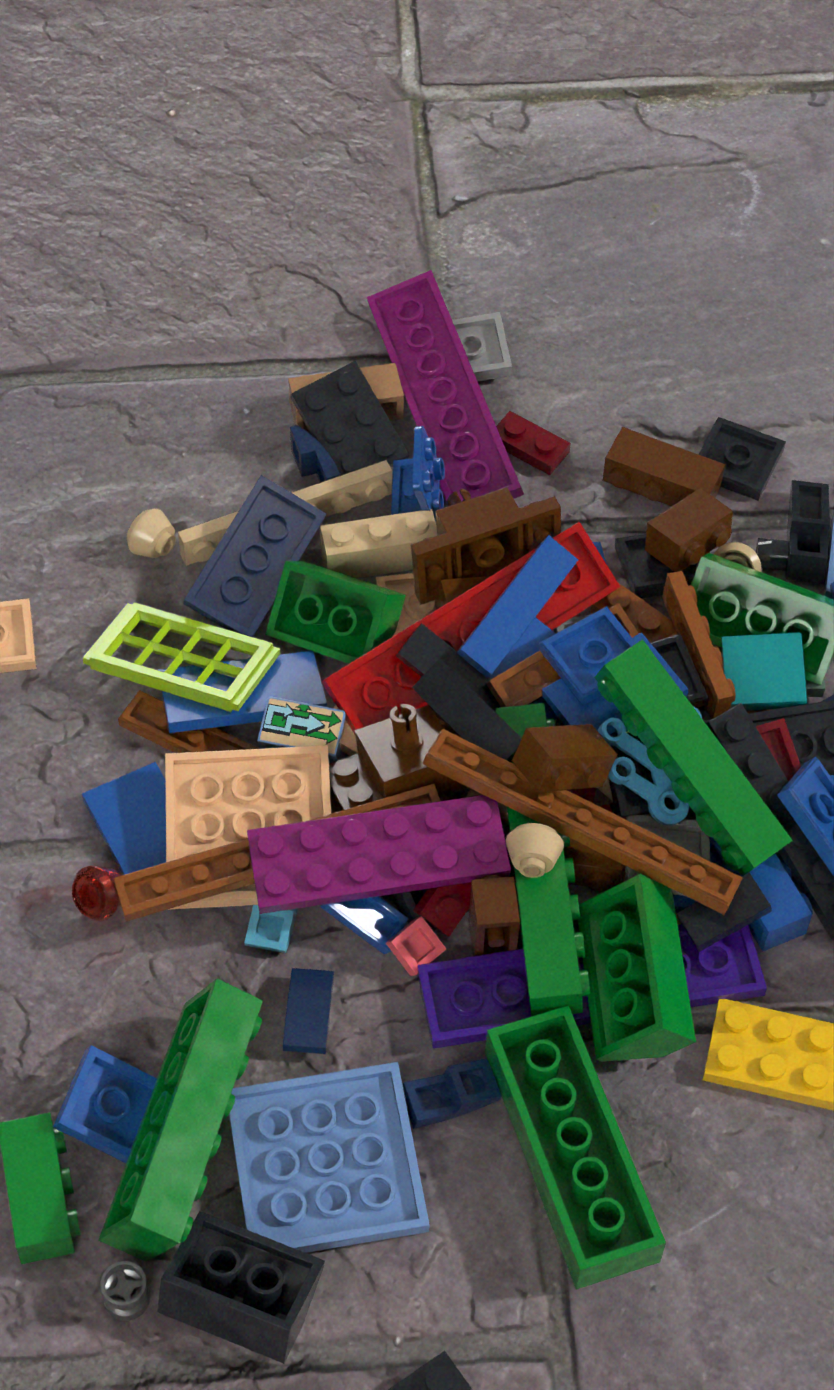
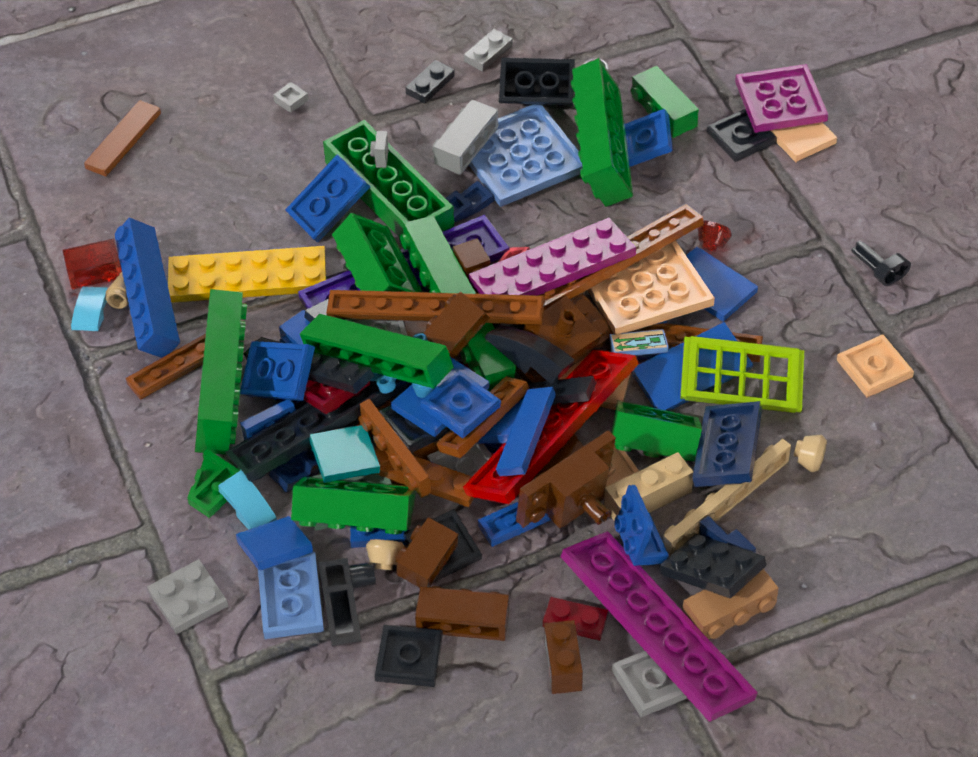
camera: 165 degrees right, 5 degrees down
(308, 1011) = (561, 214): dark blue slope -> none
(413, 1188) = (465, 136): none -> brick
(534, 848) = (457, 274): tan cone -> none
(564, 391) = (563, 657): none -> reddish brown brick
(577, 1161) = (379, 149): none -> light grey plate
(680, 1143) = (327, 198): none -> blue tile

